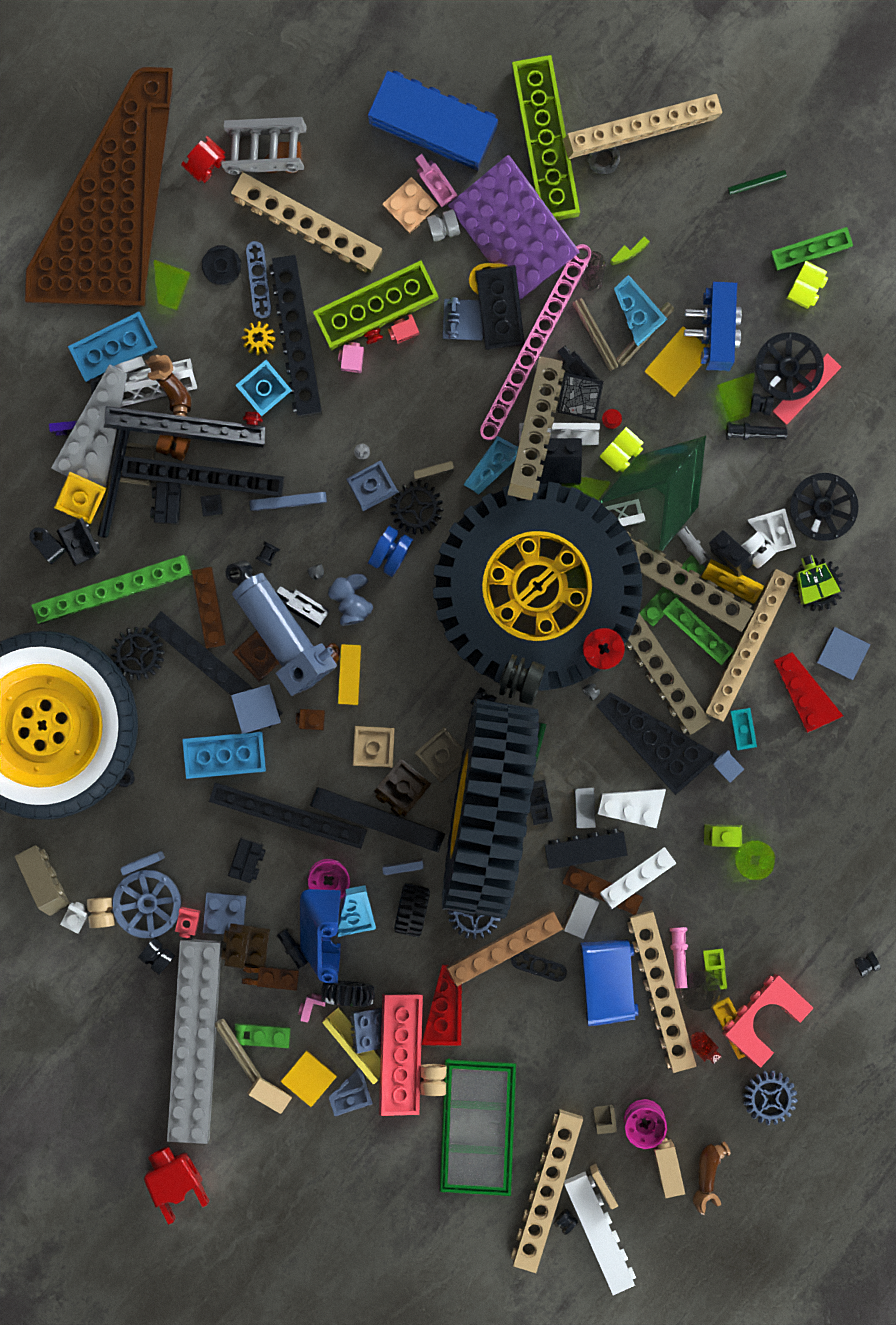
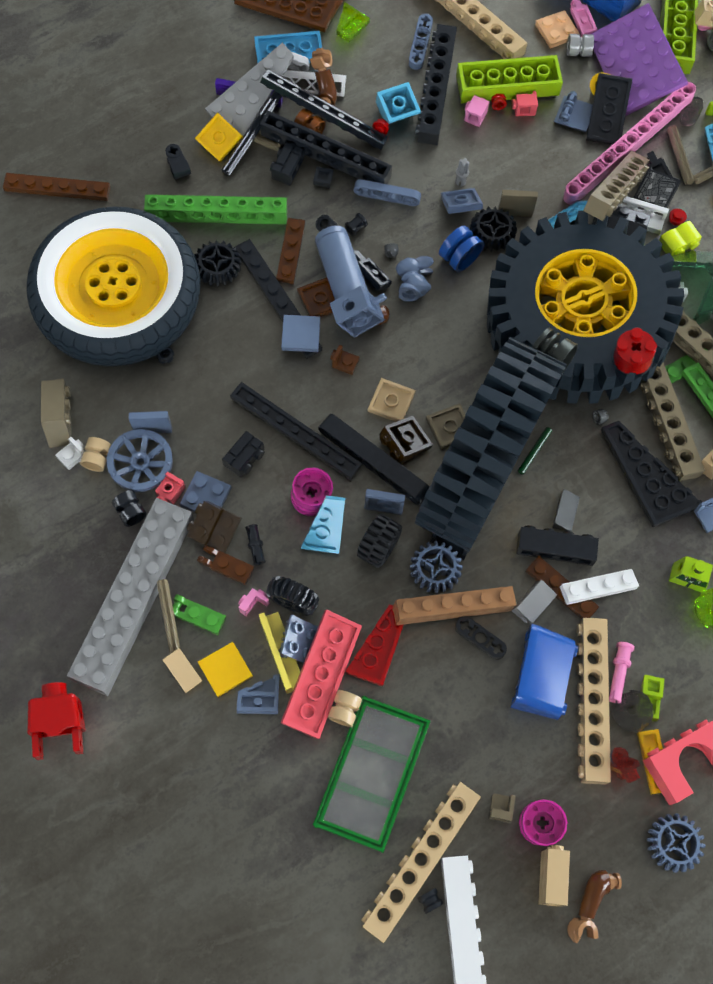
camera: 10 degrees right, 20 degrees down
(78, 541) = (204, 168): black bracket -> none
(221, 265) = (395, 24): black tile -> none
(224, 755) = (258, 364): dark azure plate -> none
(257, 331) = (406, 73): yellow gear -> none
(317, 925) = (292, 503): blue windscreen -> none
(349, 674) = (391, 337): yellow tile -> none
(540, 804) = (525, 493): black slope -> none
(603, 1186) = (482, 873): tan tile -> none
(633, 806) = (612, 521): white wedge -> none

